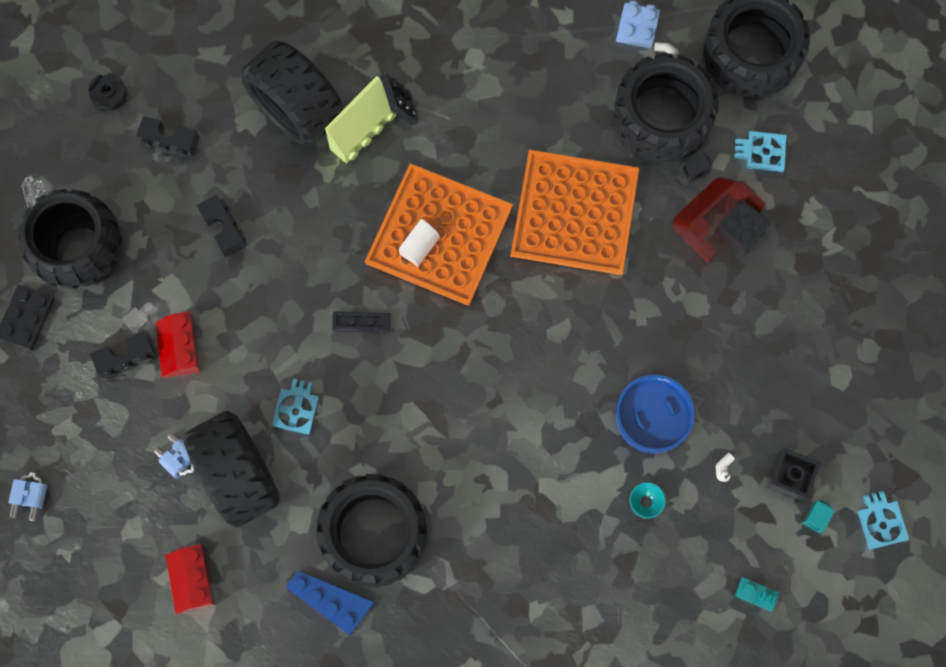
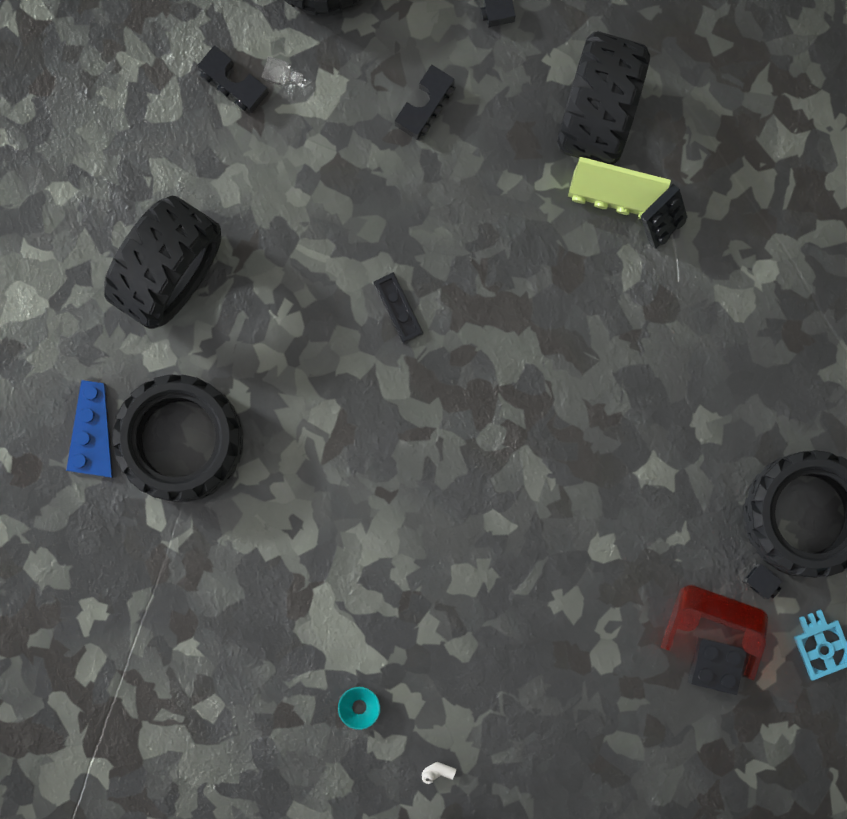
camera: 60 degrees right, 10 degrees up
(27, 494) = (40, 67): light blue piece -> none
(176, 459) = (150, 192): light blue piece -> none
(177, 345) = (273, 130): red slope -> none
(190, 579) = (40, 279): red slope -> none
(299, 393) = (288, 285): medium azure piece -> none
(419, 243) = (513, 324): white brick -> none
(467, 228) = (538, 339): orange plate -> none
(575, 212) = (640, 473): orange plate -> none
(654, 414) = (456, 671): blue brick -> none

